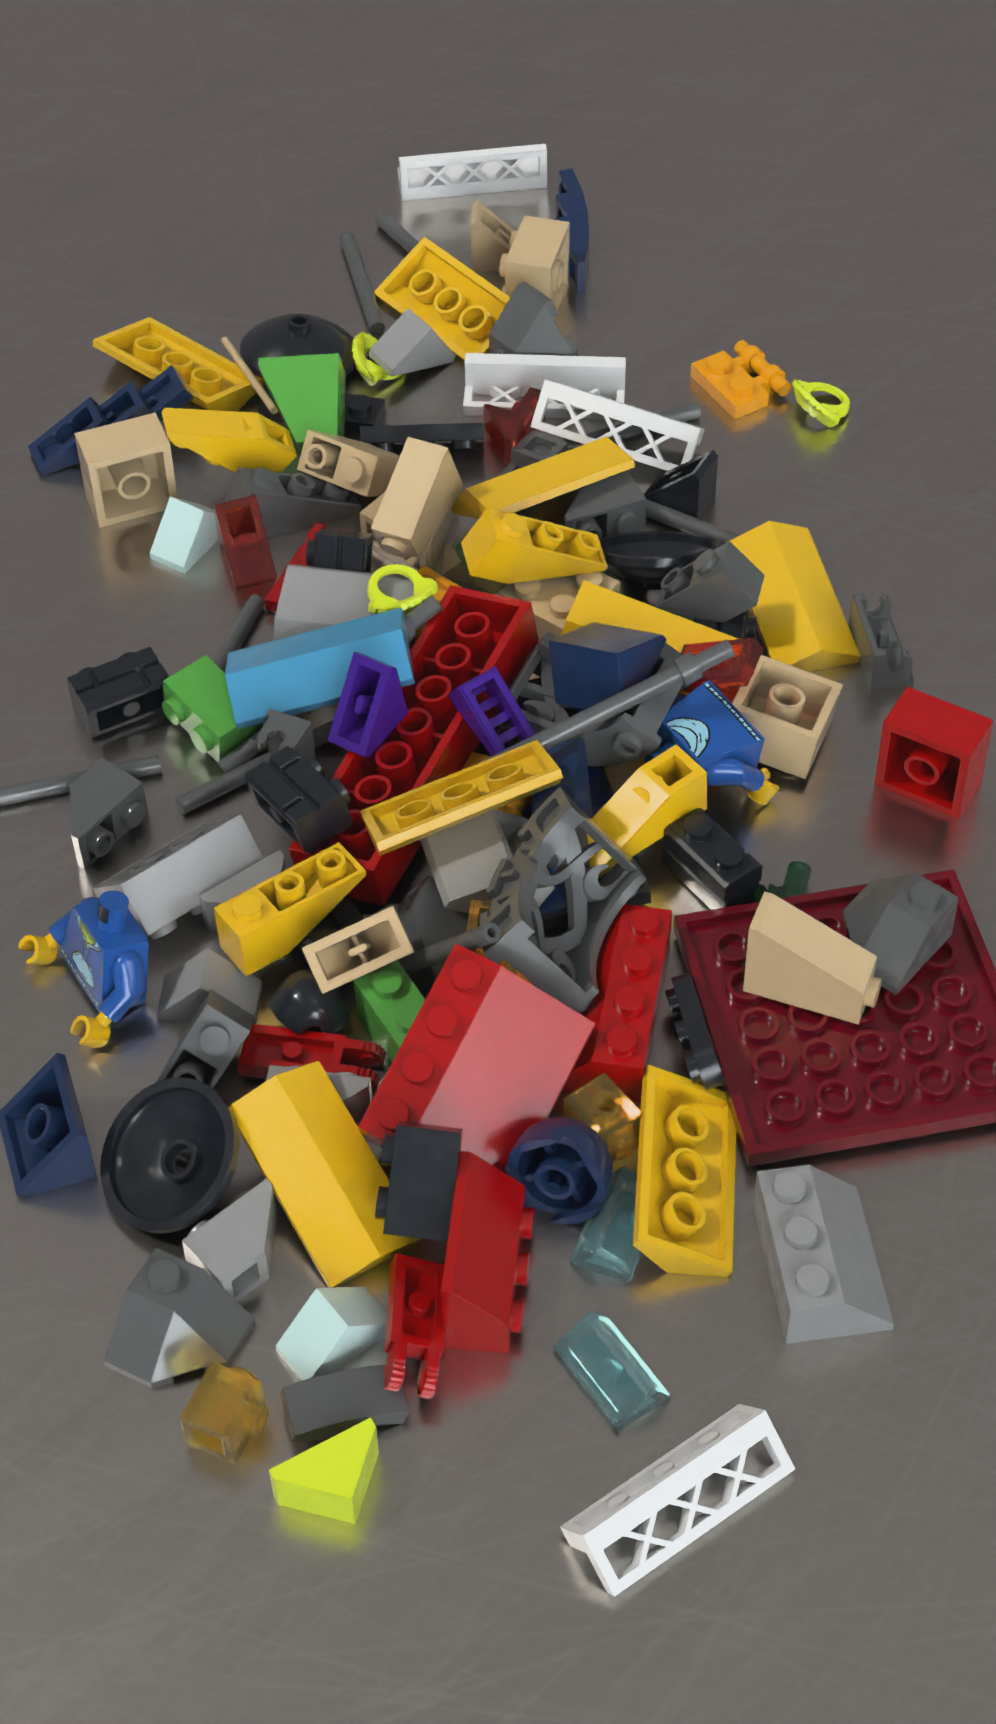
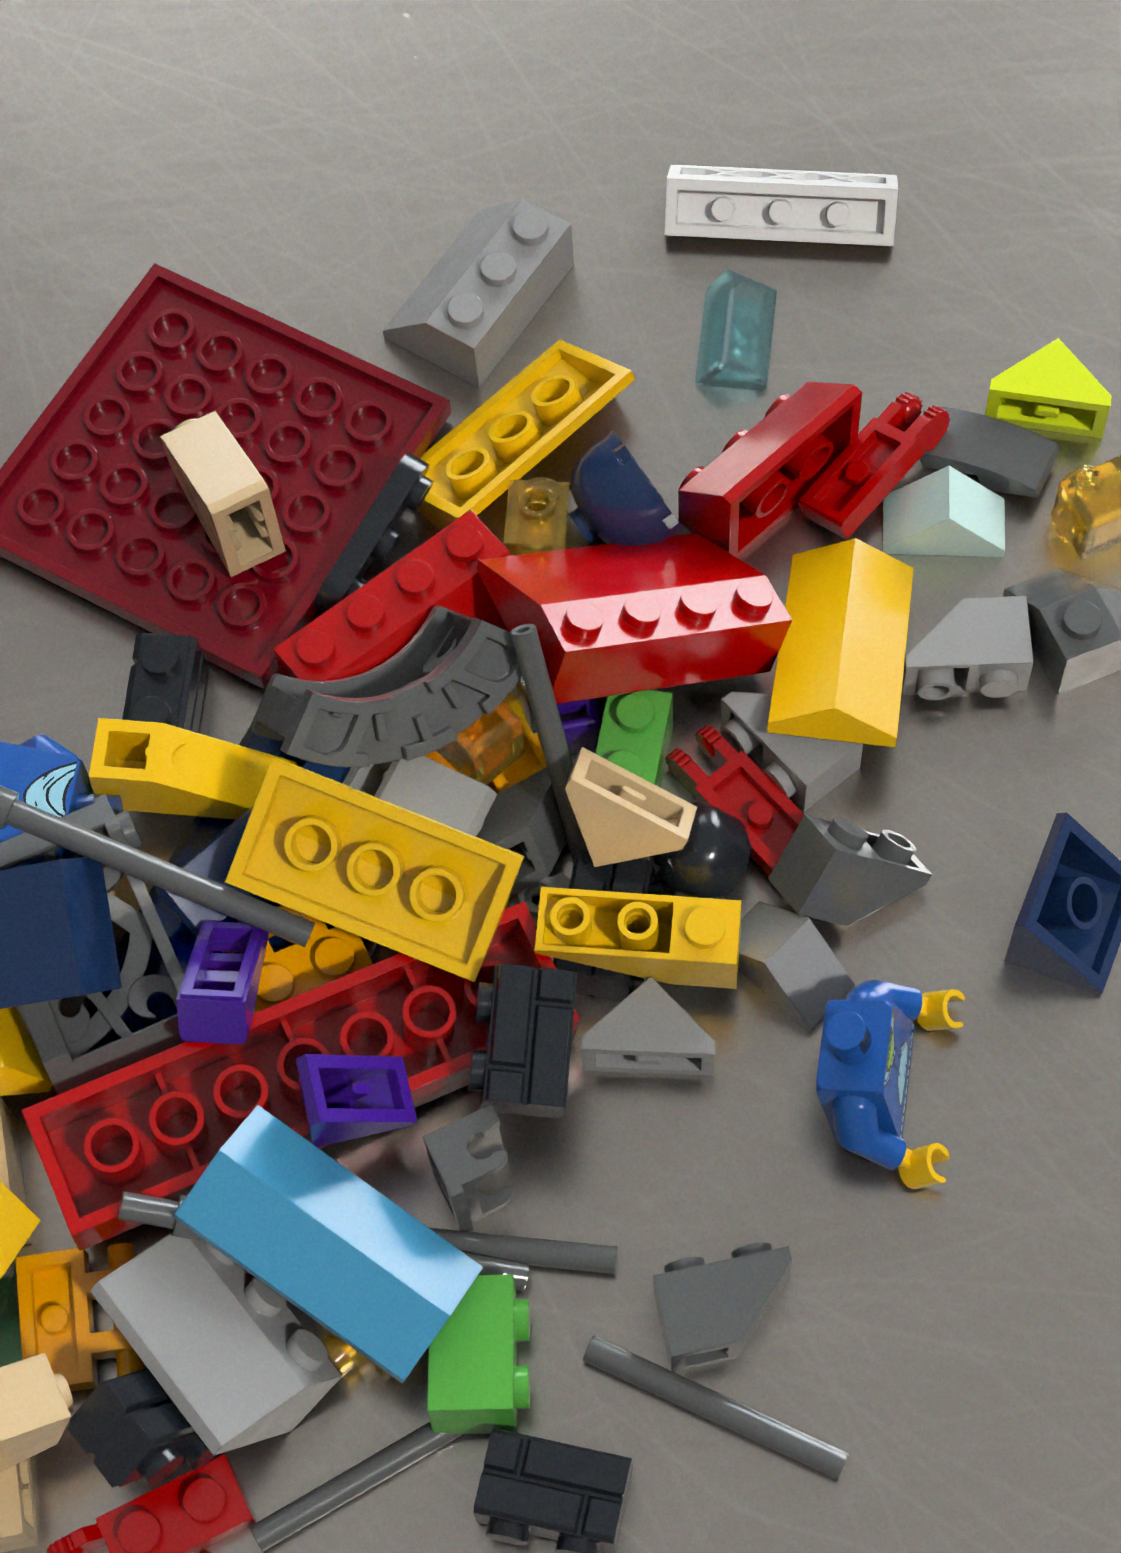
camera: 135 degrees left, 15 degrees up
(149, 1153) = (977, 765): black dish -> none
(176, 874) = (700, 1139): light grey slope -> none
(381, 603) = (112, 1244): neon yellow piece -> none
(420, 1180) = (778, 525): black brick -> none
(608, 1236) = (640, 425): clear light blue slope -> none
(794, 882) = (113, 638): clear green arm -> none
(901, 924) = (92, 485): dark grey slope -> none

